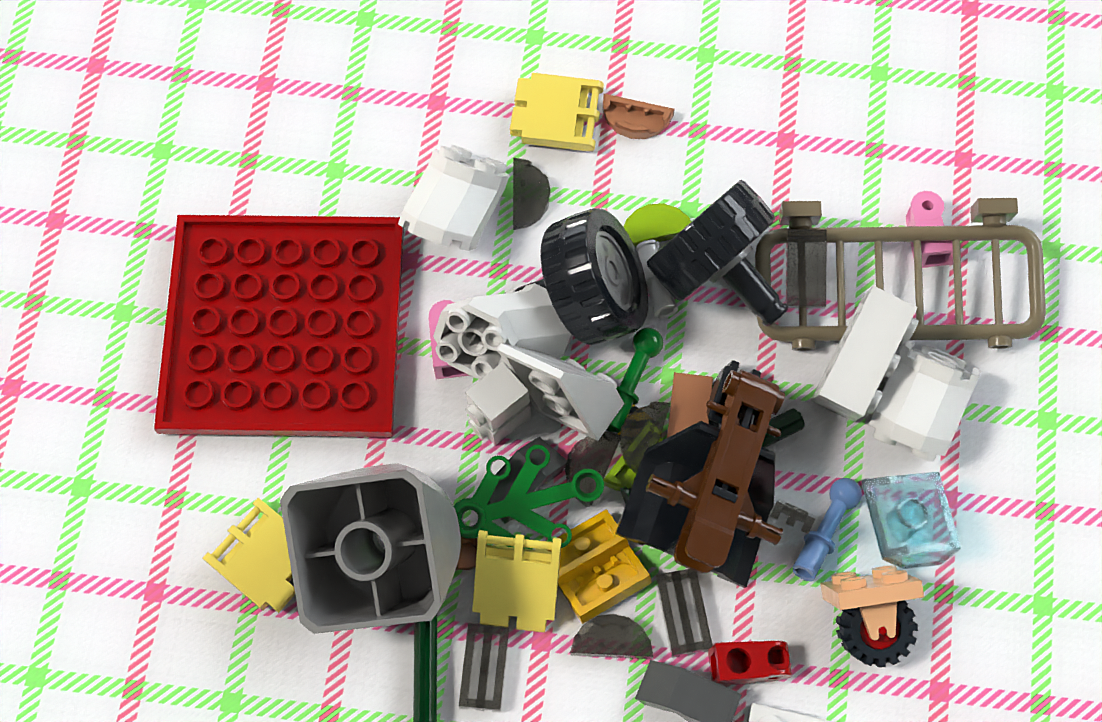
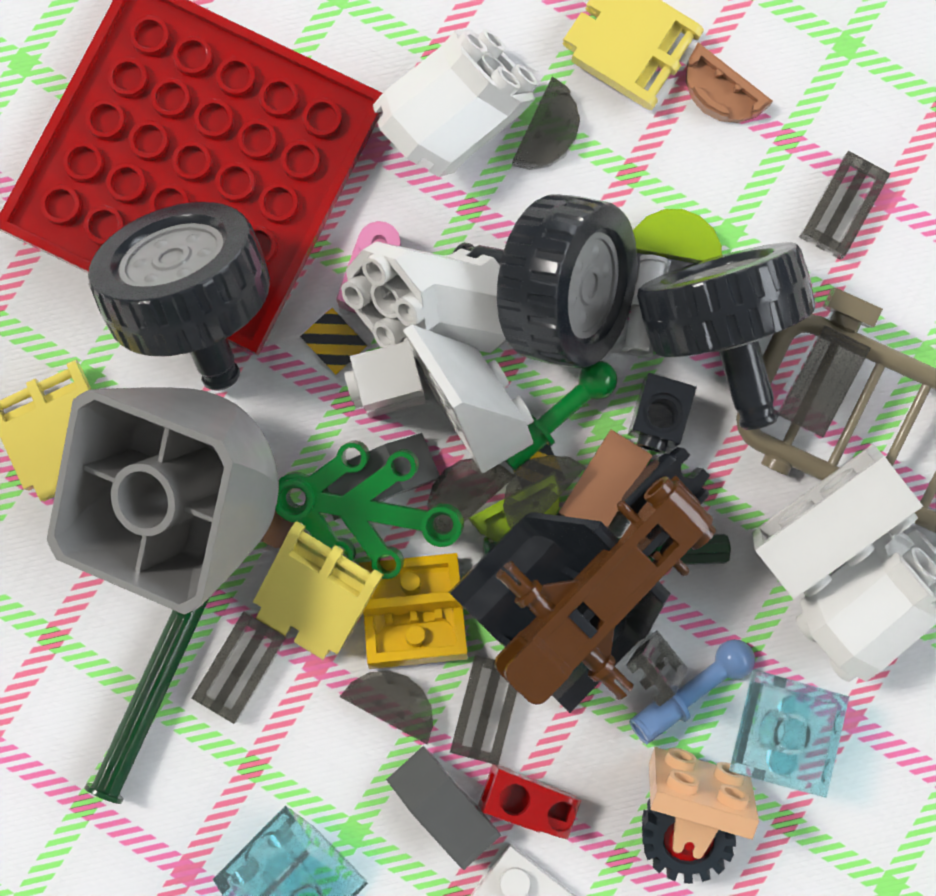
camera: 20 degrees right, 15 degrees up
(321, 396) = (182, 285): none -> black wheel
(442, 403) = (333, 341): none -> sticker
(704, 329) = (670, 393): none -> black brick
(759, 182) = (825, 240): none -> clear smoke tile

